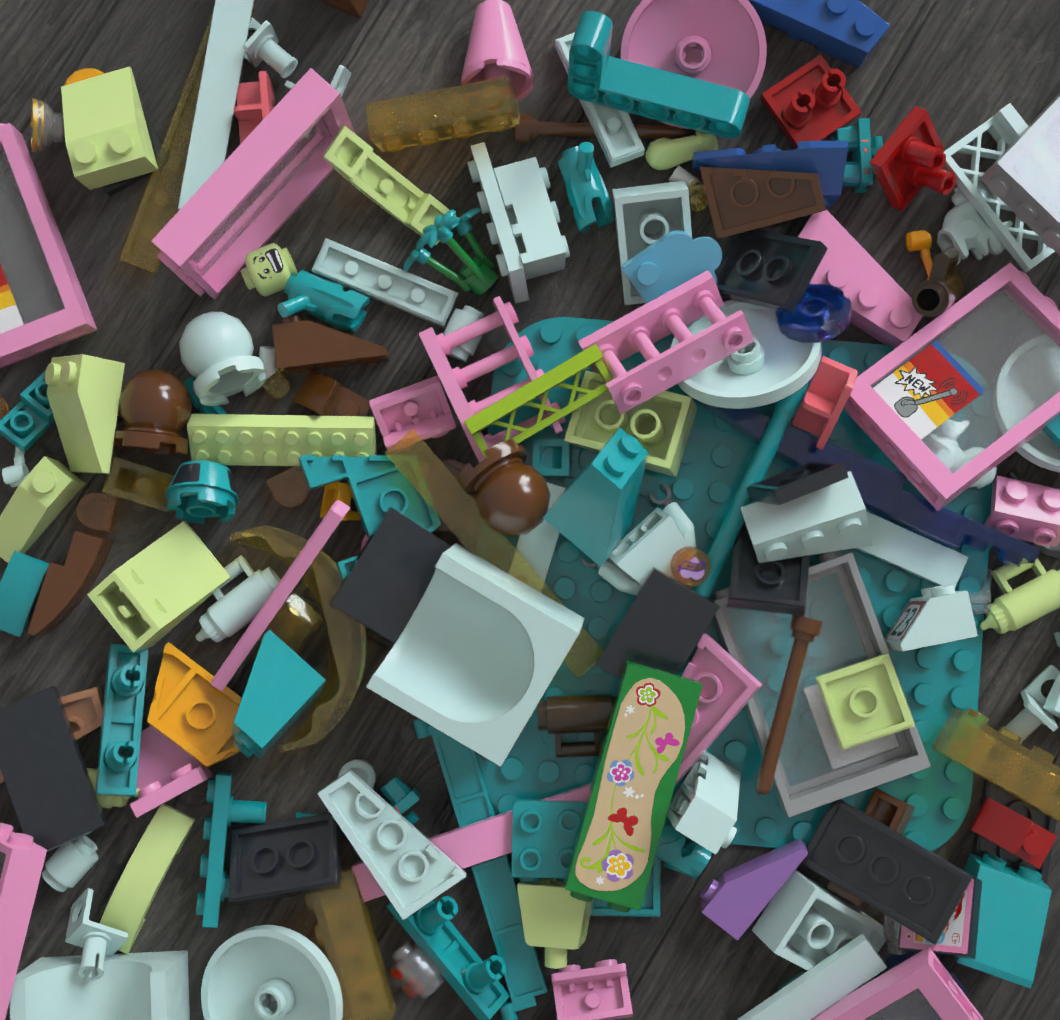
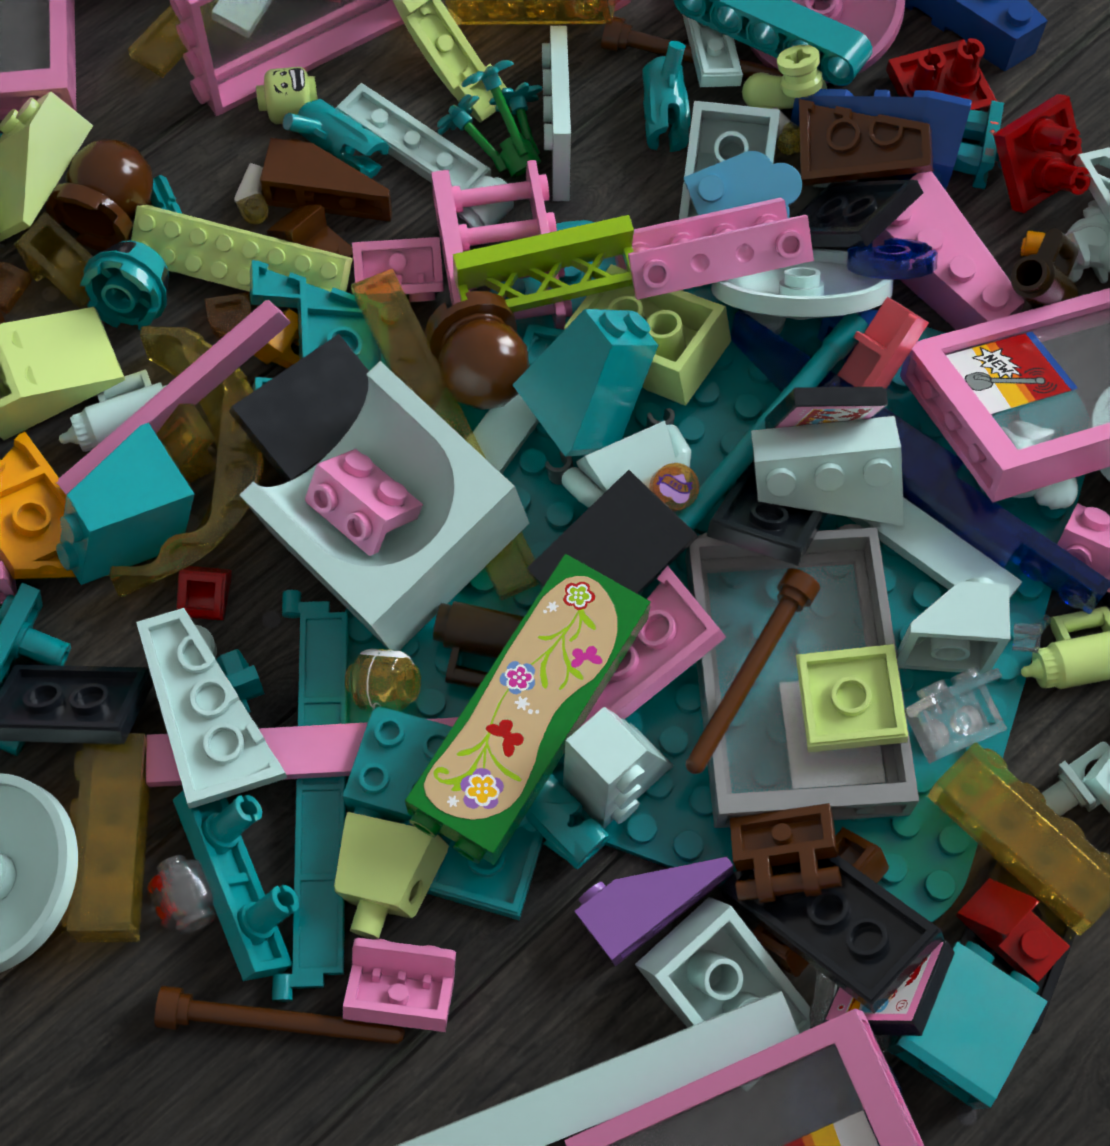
camera: 10 degrees right, 20 degrees down
(220, 357) = (201, 158): light aqua tile -> none
(352, 731) = (204, 591): none -> red slope
(457, 652) = (360, 499): none -> bright pink bracket
(515, 777) = (383, 680): none -> clear yellow head
(532, 217) = (597, 116): light aqua wedge -> none
(703, 144) = (800, 71): none -> yellowish green wheel
(839, 822) = (781, 839): none -> reddish brown plate
(943, 688) = (955, 715): none -> clear bracket

